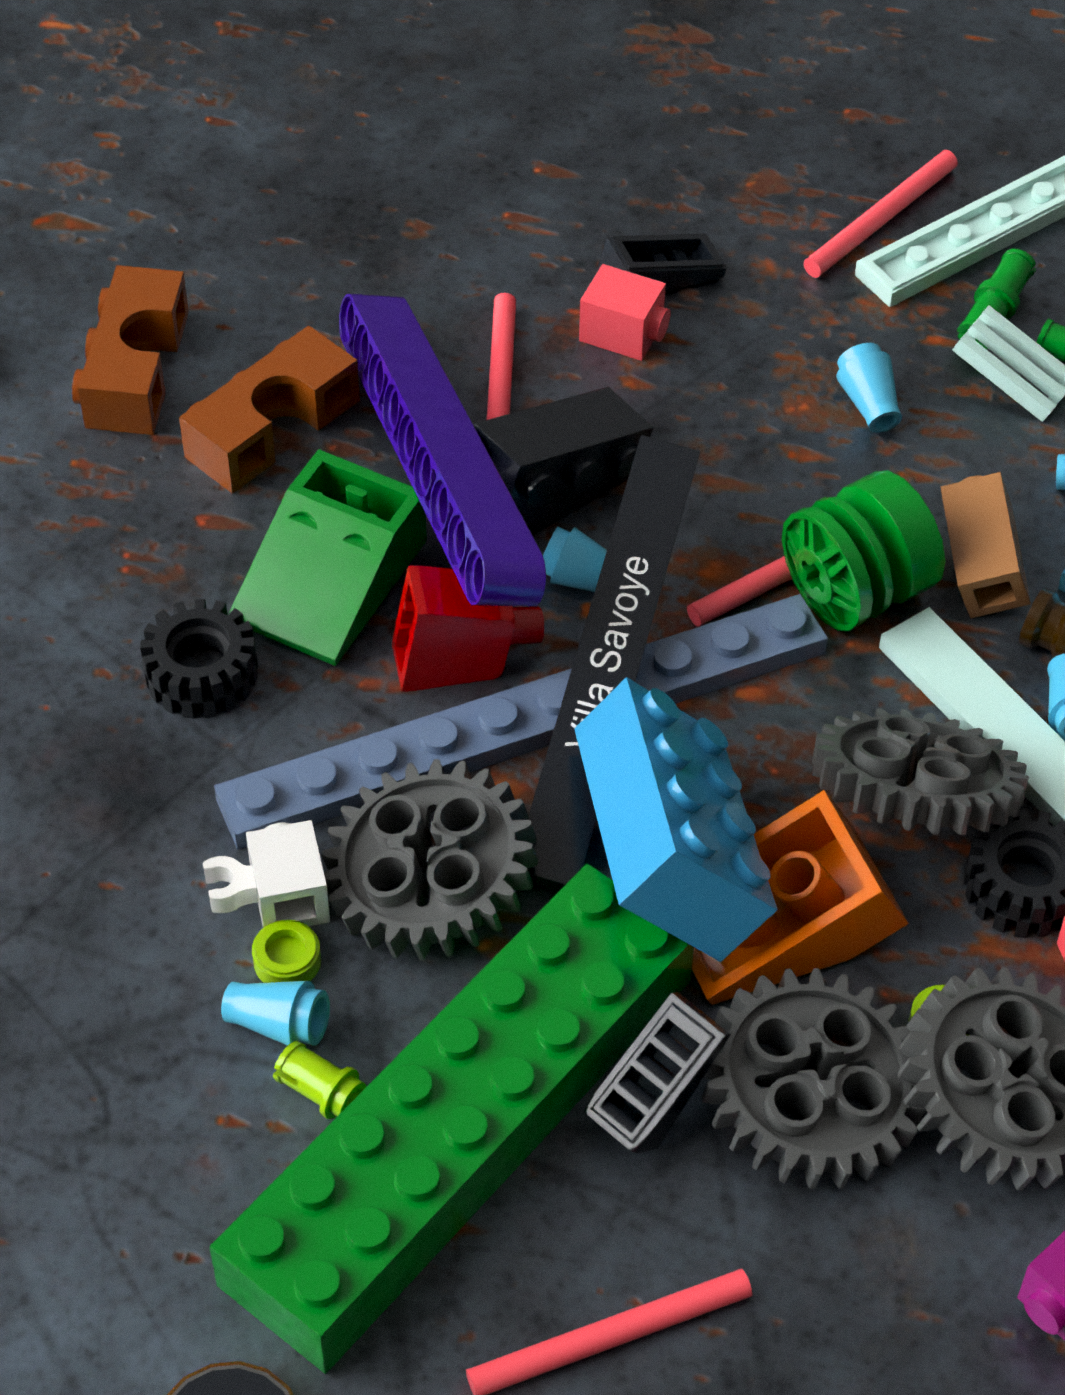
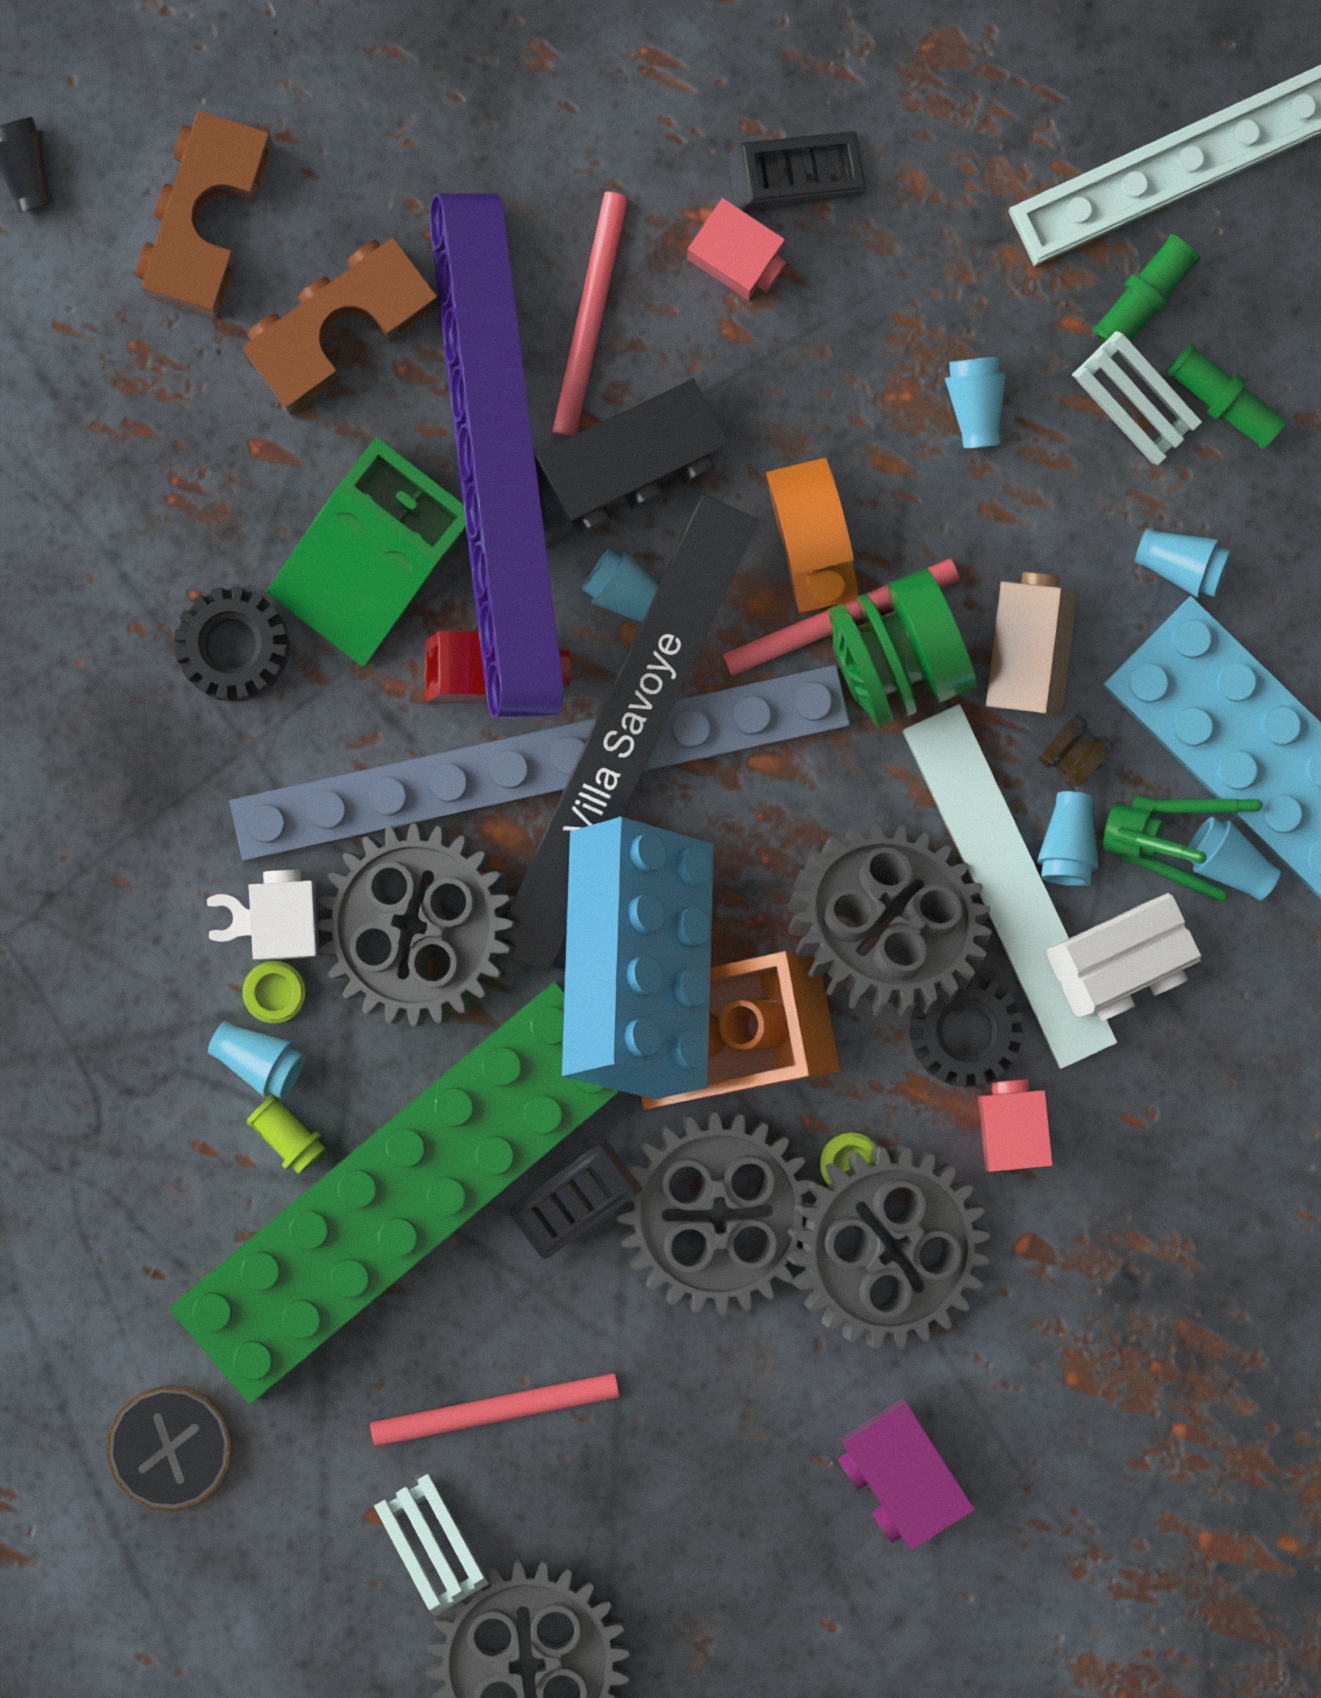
camera: 10 degrees right, 35 degrees up
(754, 485) = (813, 534): none -> orange brick
(880, 213) = (1060, 128): coral bar -> none

